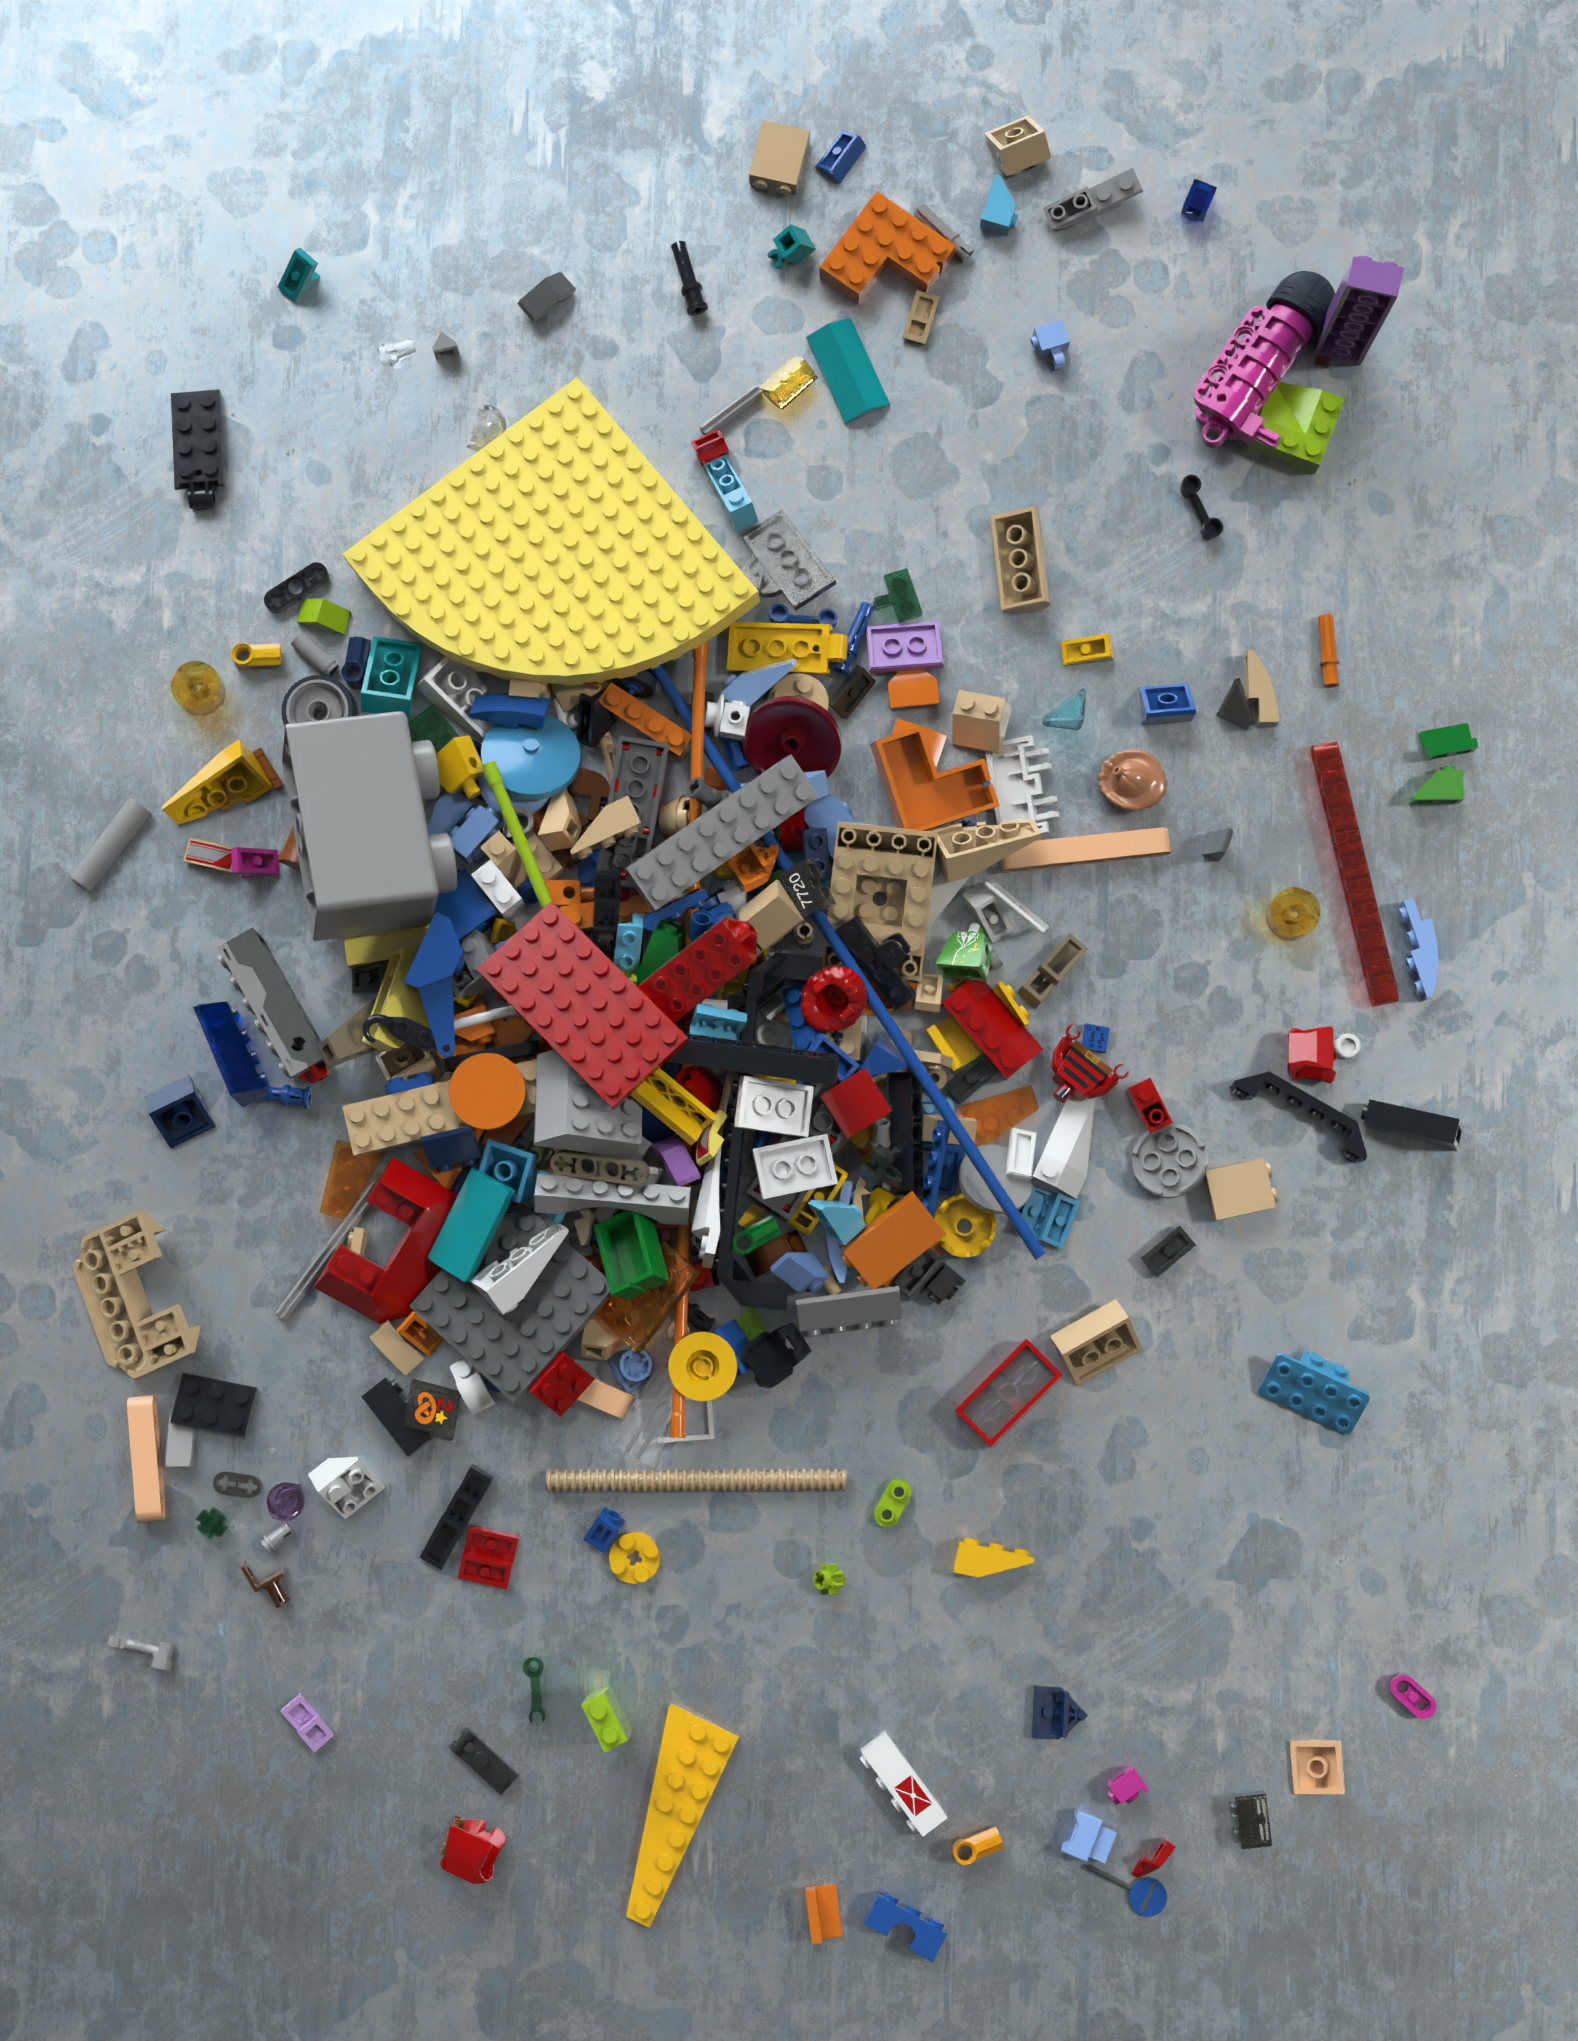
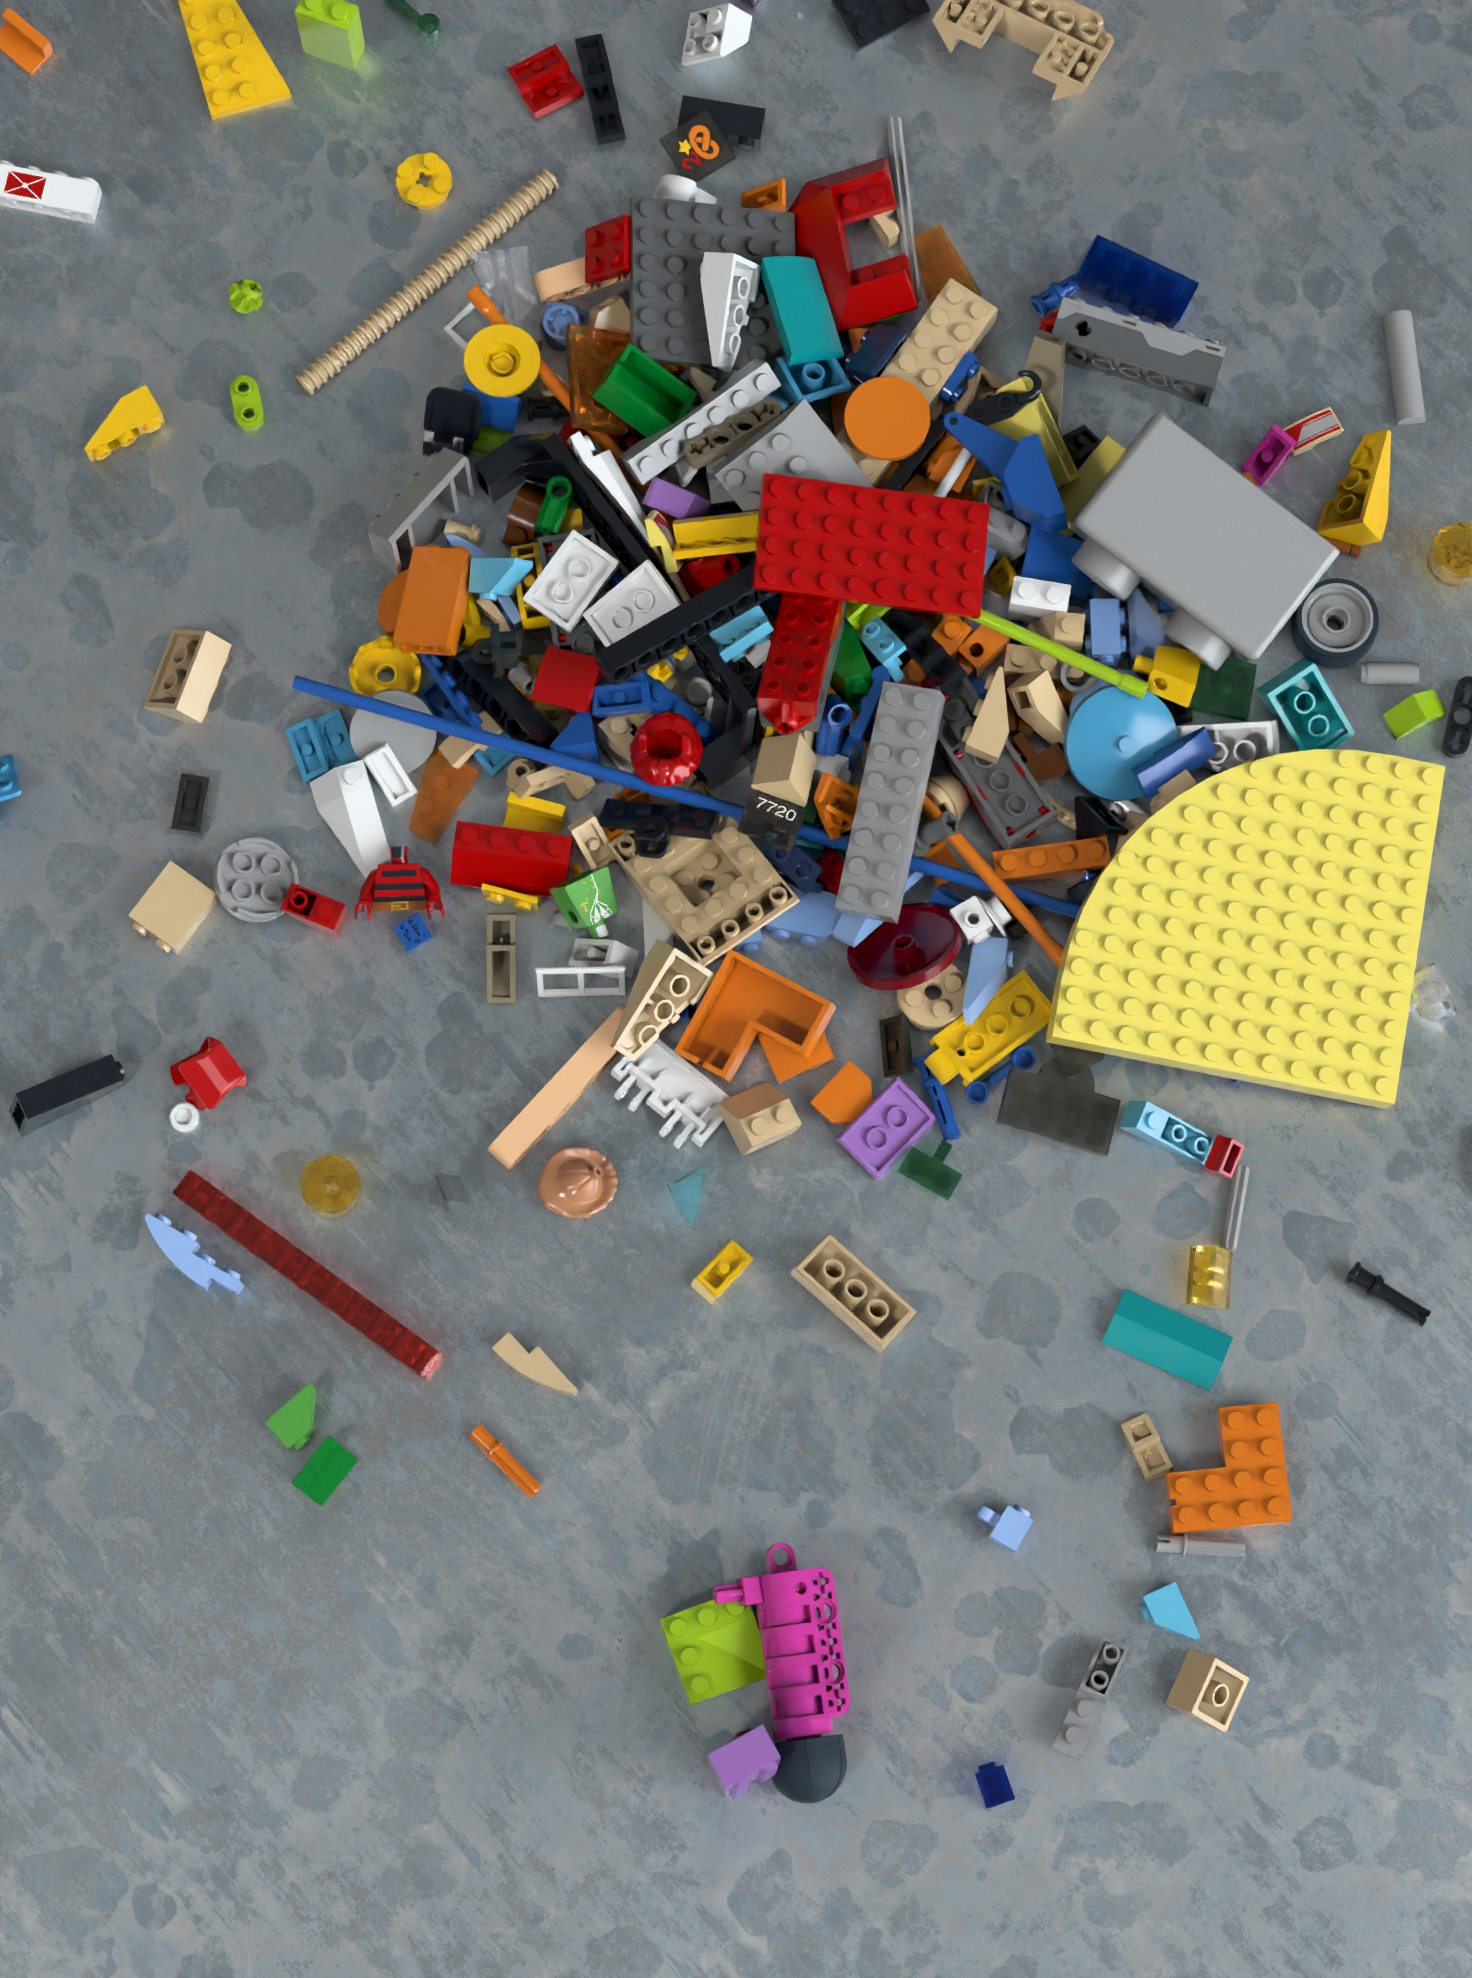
camera: 135 degrees right, 5 degrees down
(179, 1111) = (1133, 204): dark blue slope -> none
(260, 655) = (1436, 629): yellow piece -> none
(356, 660) = (1349, 699): dark blue piece -> none
(396, 1347) = (764, 171): tan slope -> none
(604, 1529) = (468, 181): blue bracket -> none
(779, 157) = (1411, 1480): tan brick -> none
(792, 245) = (1321, 1405): teal brick -> none
(801, 1271) = (489, 512): medium blue slope -> none
(807, 930) = (741, 788): dark tan pin -> none
(841, 156) = (1358, 1537): blue slope -> none
(919, 1274) = (387, 599): dark grey slope -> none
(944, 1285) = (359, 612): pearl dark grey brick -> none
(970, 1079) = (491, 799): pearl dark grey plate -> none
(1009, 1393) = (225, 567): clear brick -> none
(1166, 704) = (608, 1282): blue slope -> none
(1189, 488) = (709, 1480): black bar -> none
(1236, 707) = (542, 1331): clear smoke slope -> none
(1353, 1144) = (241, 1005): black slope -> none

